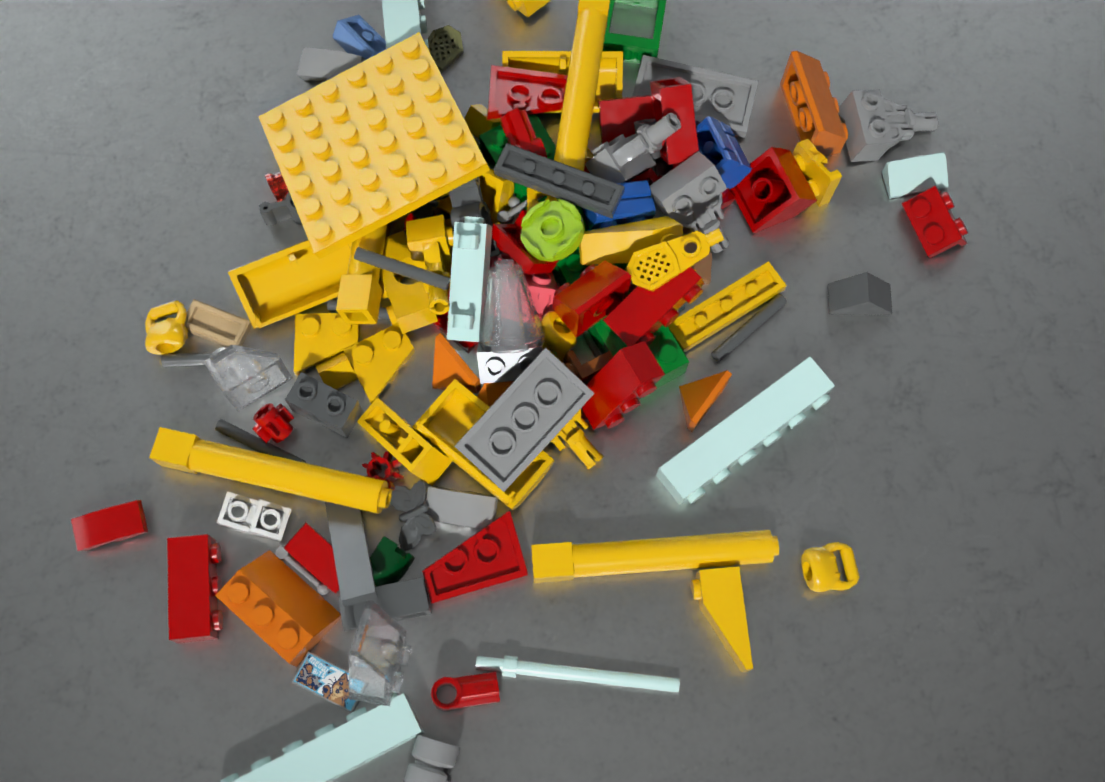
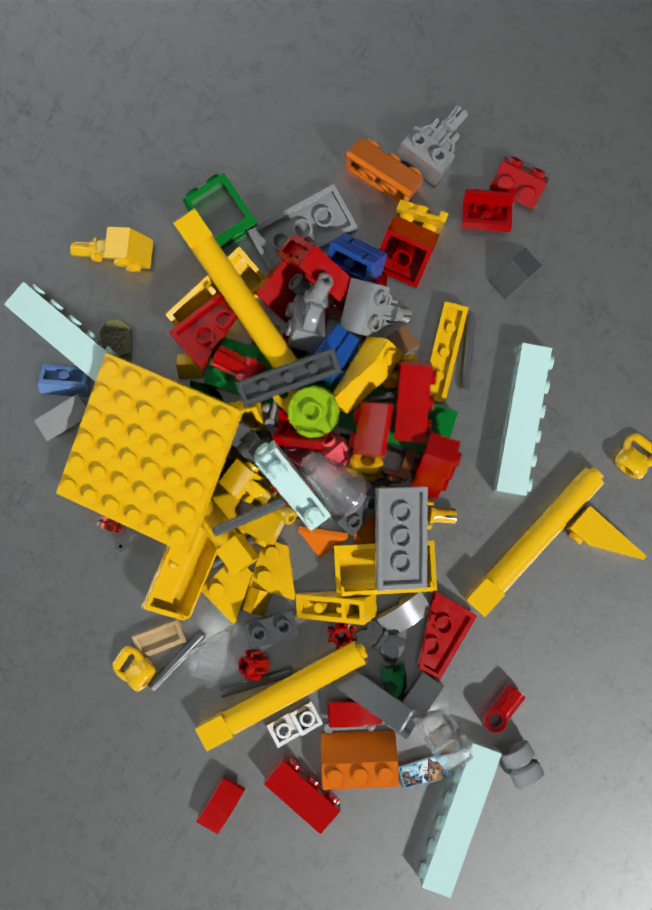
camera: 40 degrees left, 15 degrees up
(511, 666) = (513, 672): light aqua bar -> none
(675, 256) = (405, 367): yellow piece -> none
(700, 395) = (479, 422): orange slope -> none
(883, 218) = (487, 210): none -> red bracket
(915, 175) = (482, 160): light aqua slope -> none

